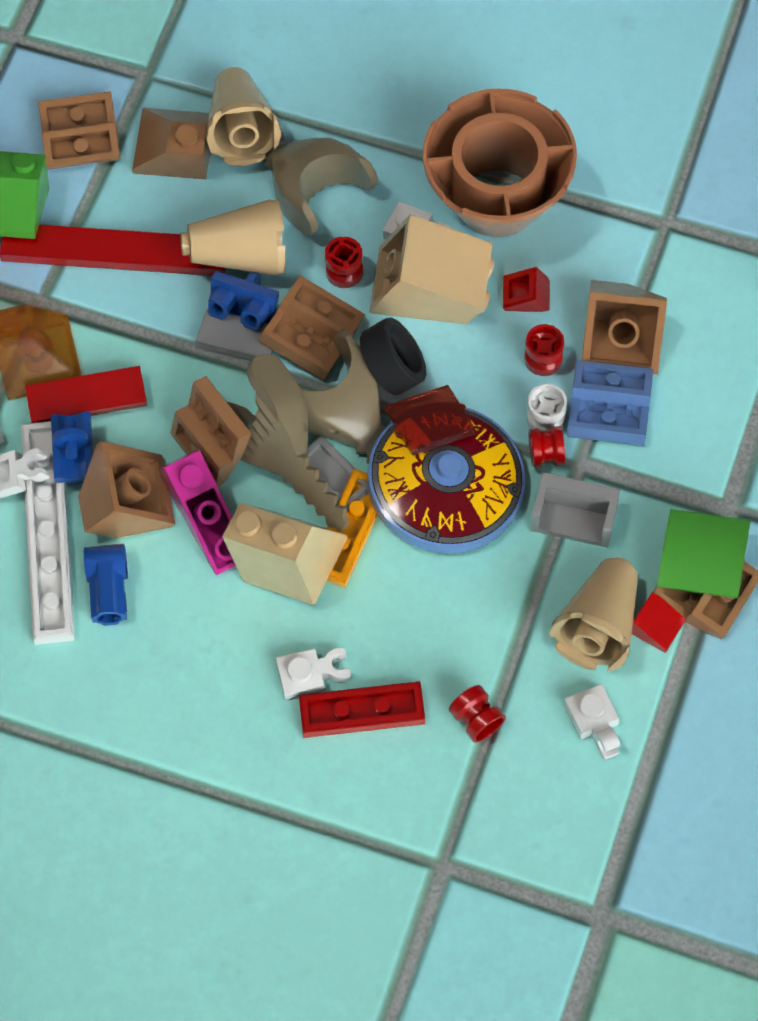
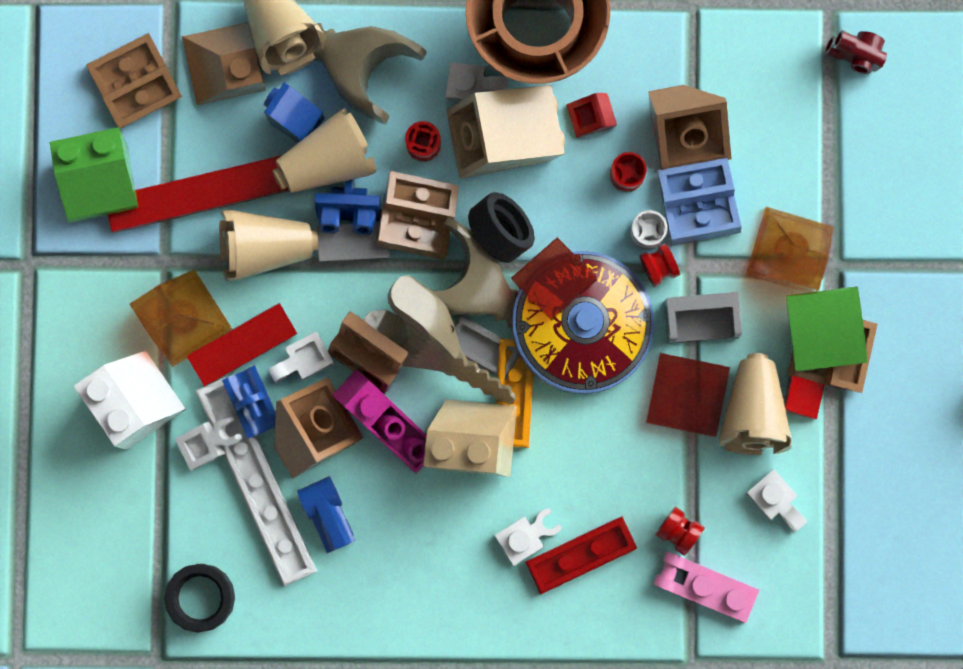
camera: 20 degrees left, 20 degrees up
(145, 303) = (262, 243): none -> tan cone
(146, 425) = (306, 358): none -> white plate
(218, 186) = (292, 112): none -> blue slope
(488, 785) = (707, 587): none -> bright pink plate
(533, 584) = (687, 395): none -> clear red plate
(690, 476) = (790, 251): none -> clear orange slope

